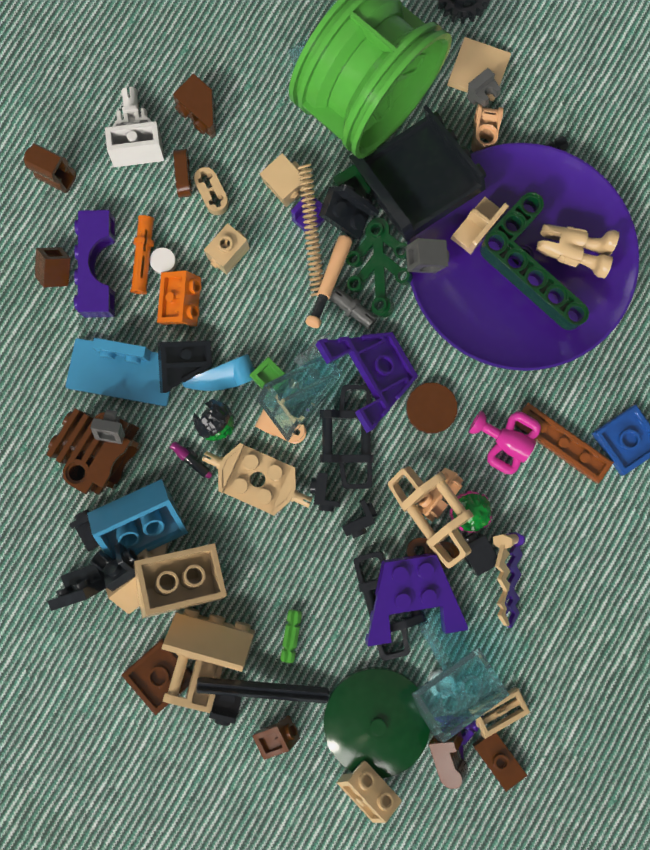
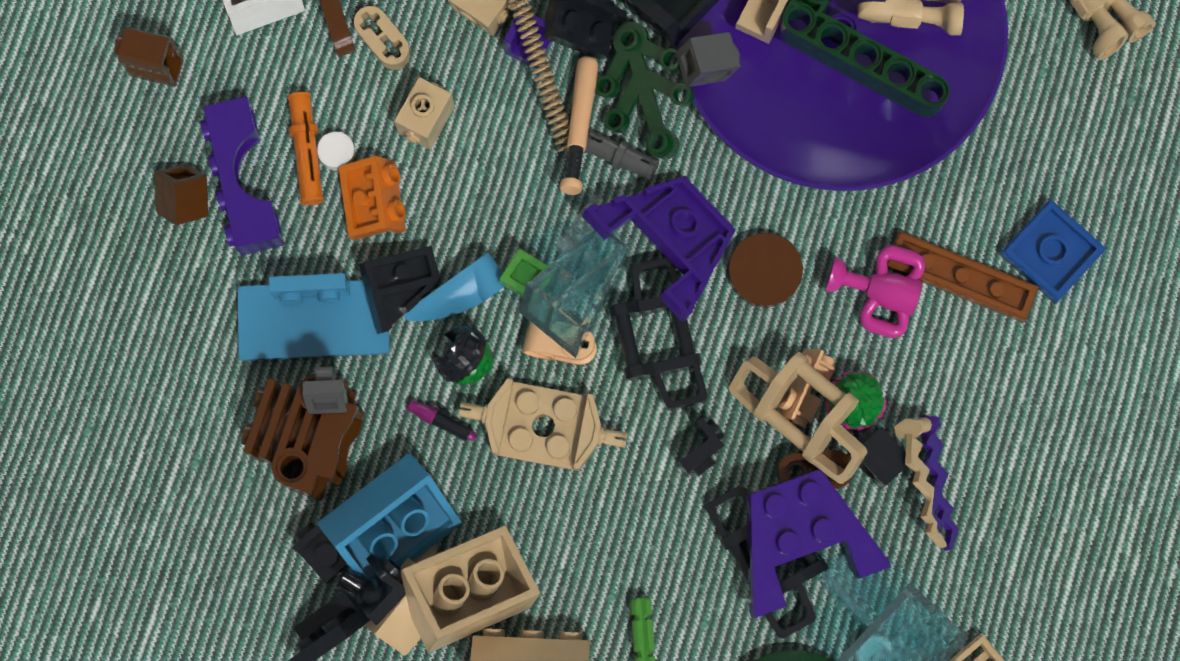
camera: 10 degrees left, 5 degrees down
(318, 487) = (633, 417): black bracket -> none

